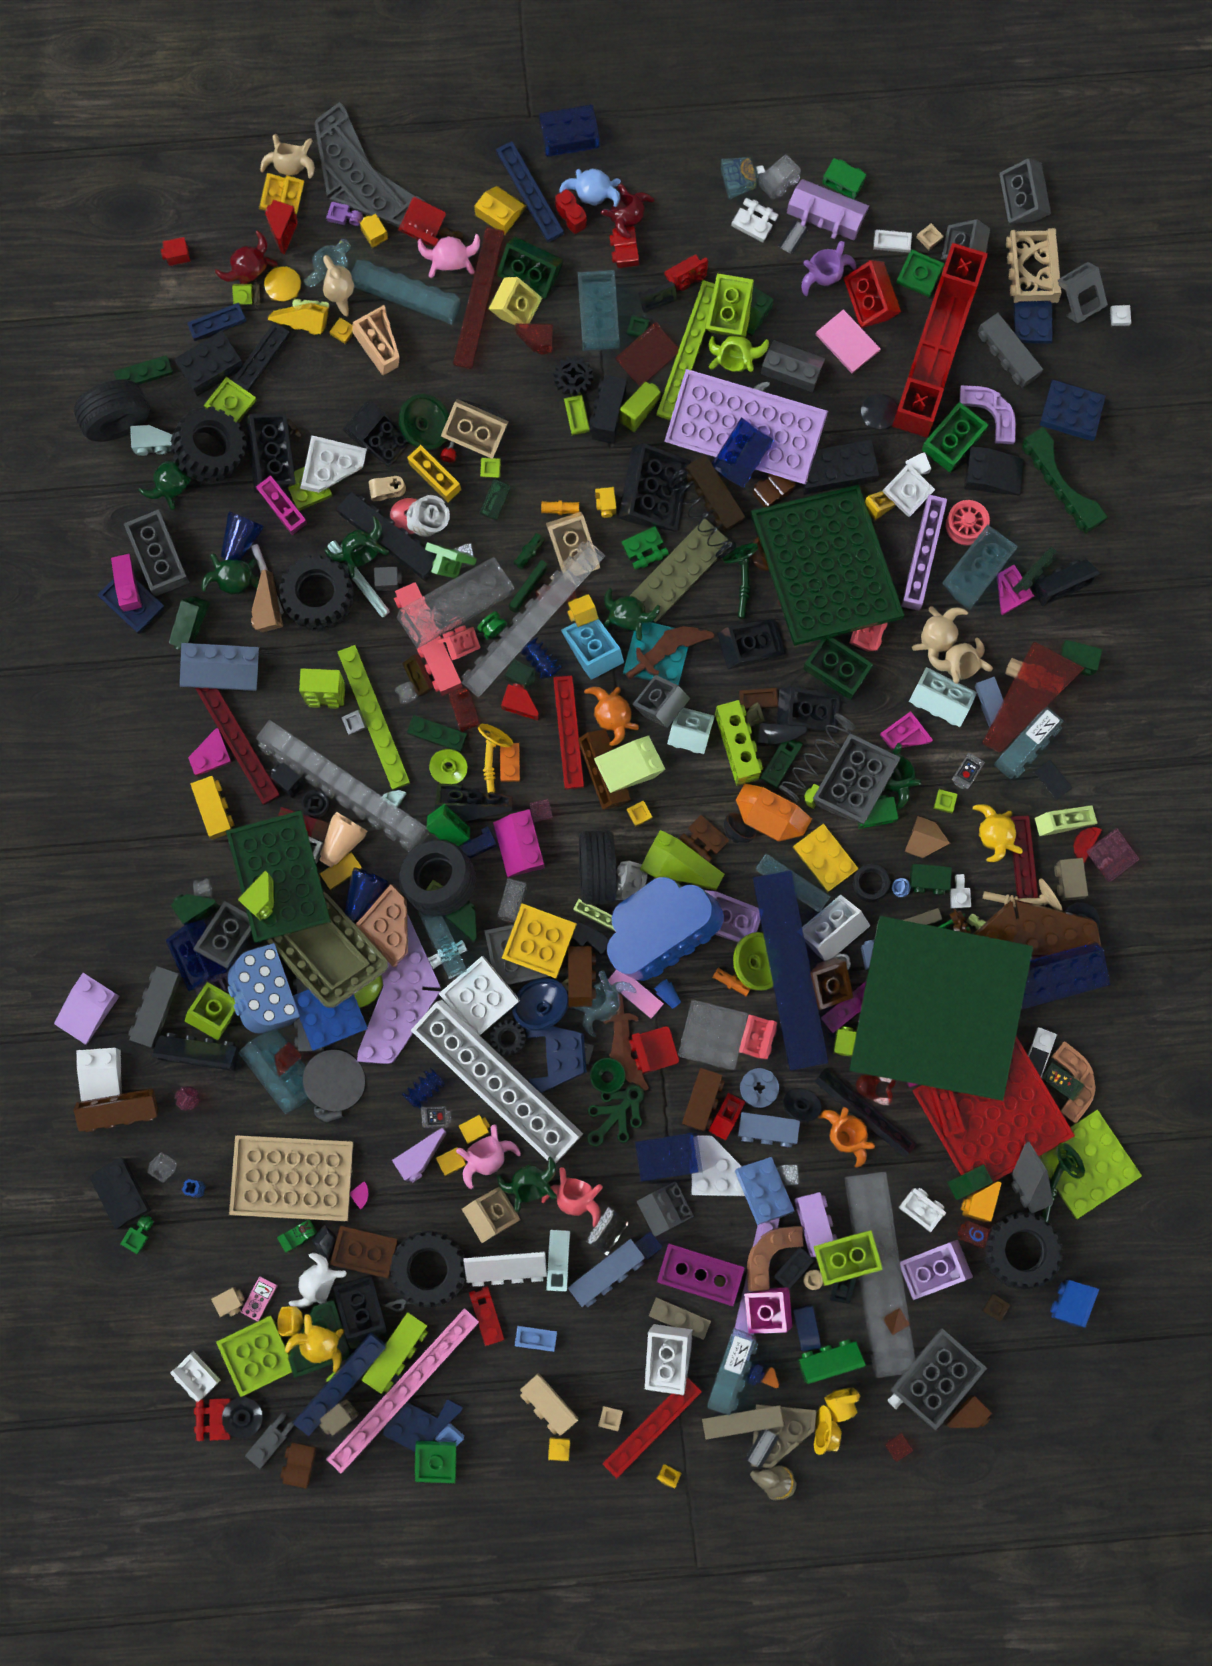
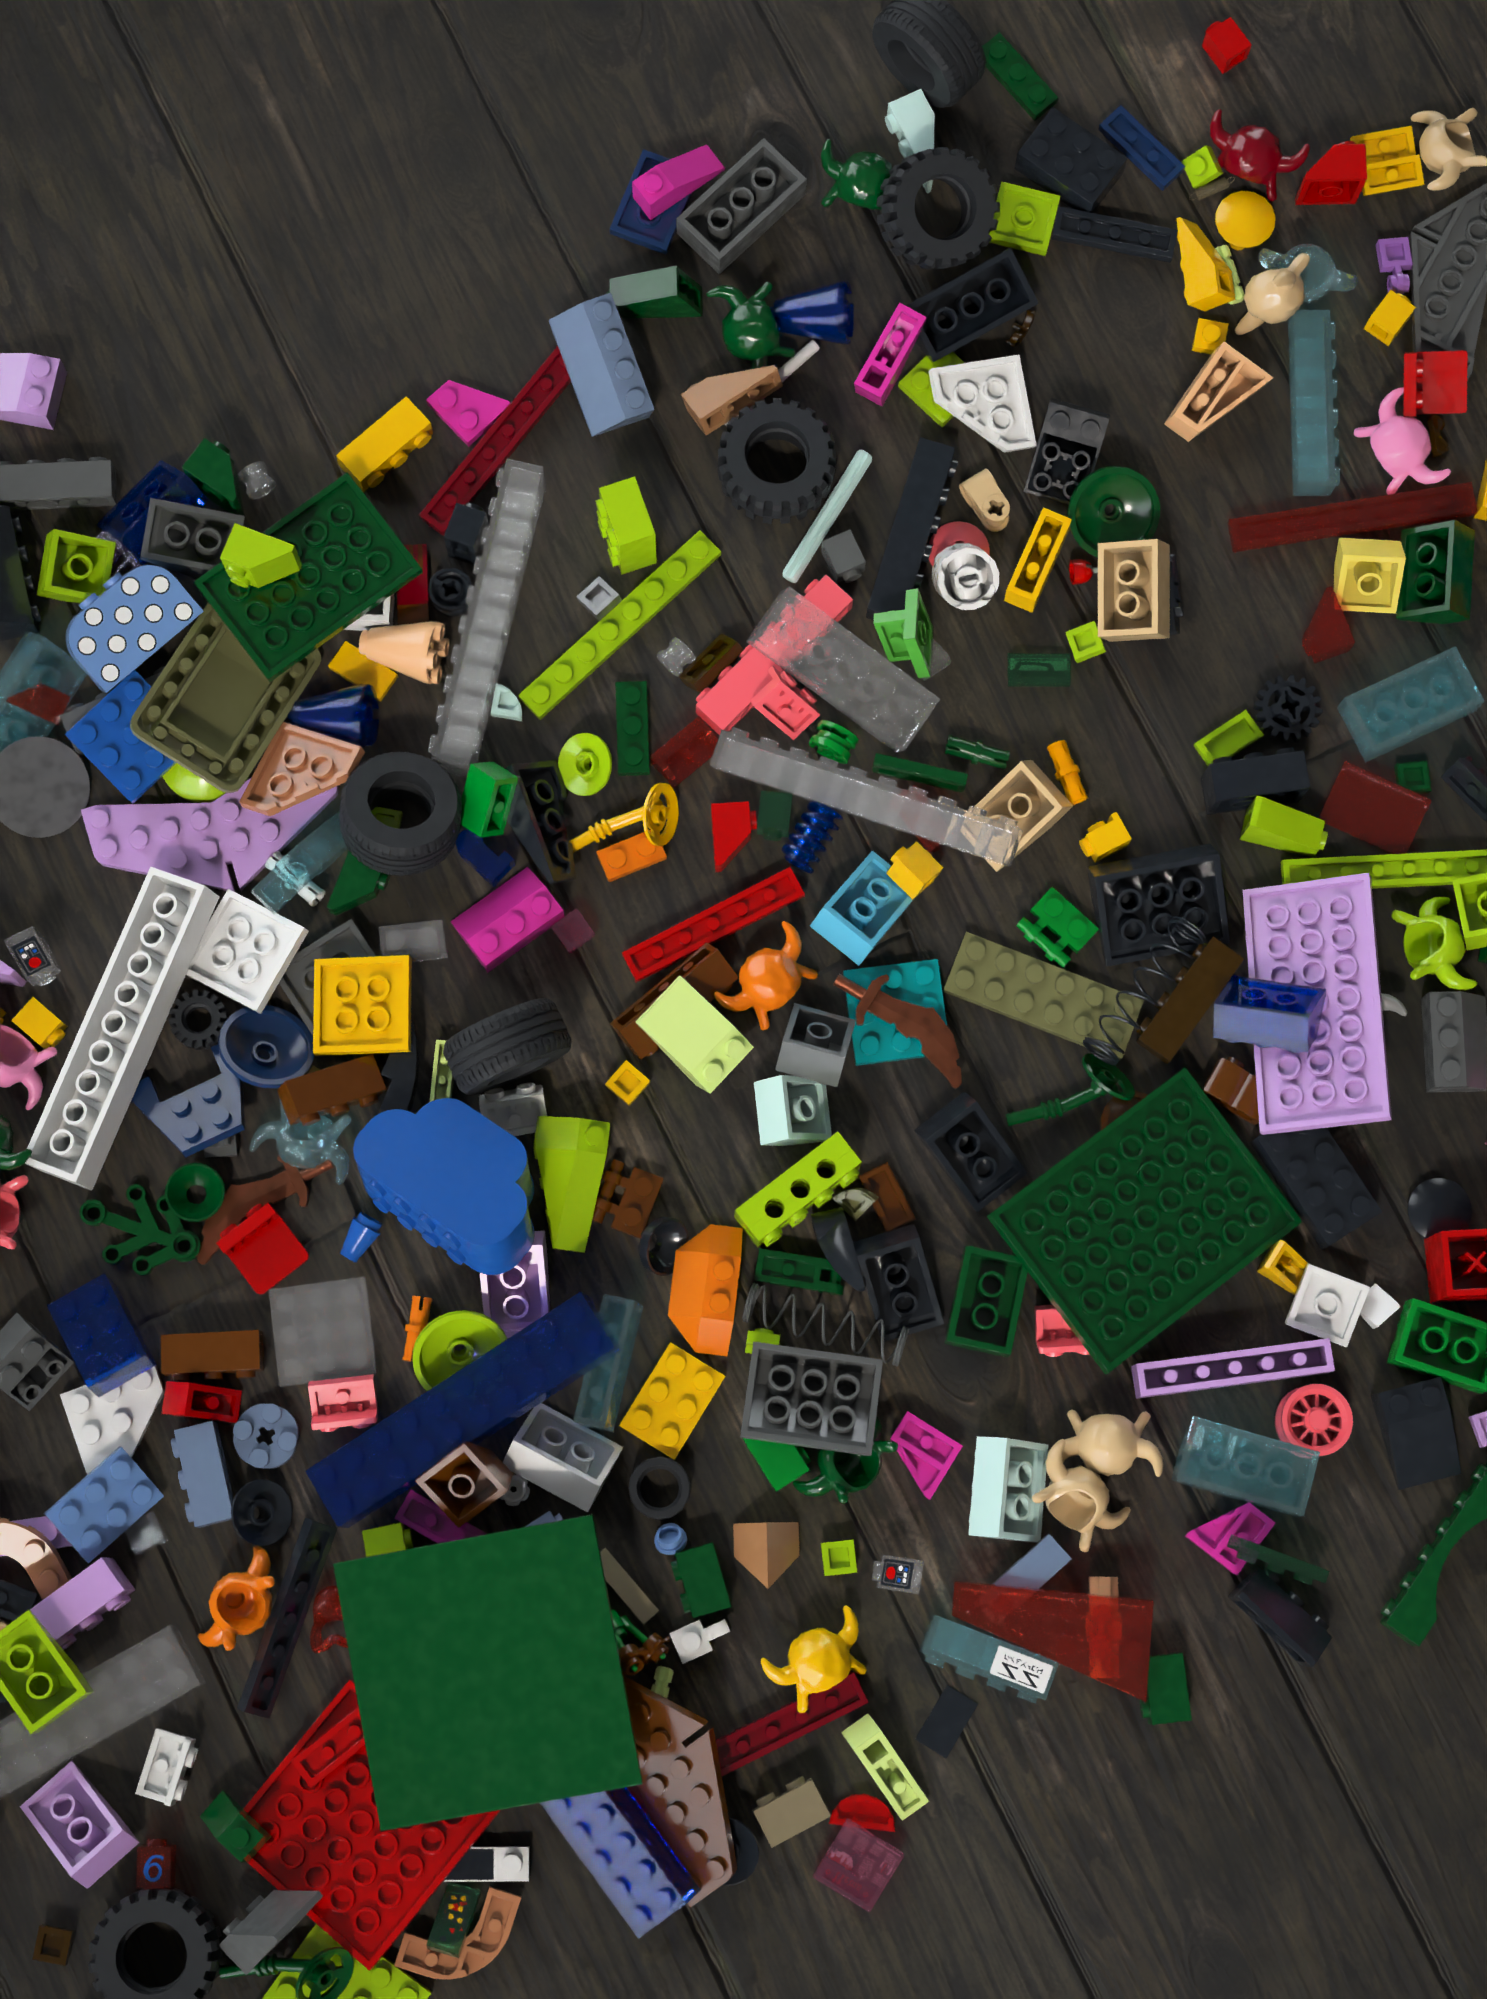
camera: 65 degrees right, 0 degrees up
(359, 548) = (871, 494): dark green piece -> none
(424, 1088) = (72, 926): clear blue piece -> none
(628, 613) = (937, 940): dark green piece -> none
(642, 998) = (337, 1199): bright pink tile -> none
(982, 1203) = (204, 1858): light orange slope -> none
(1045, 898) = (740, 1779): tan dish -> none

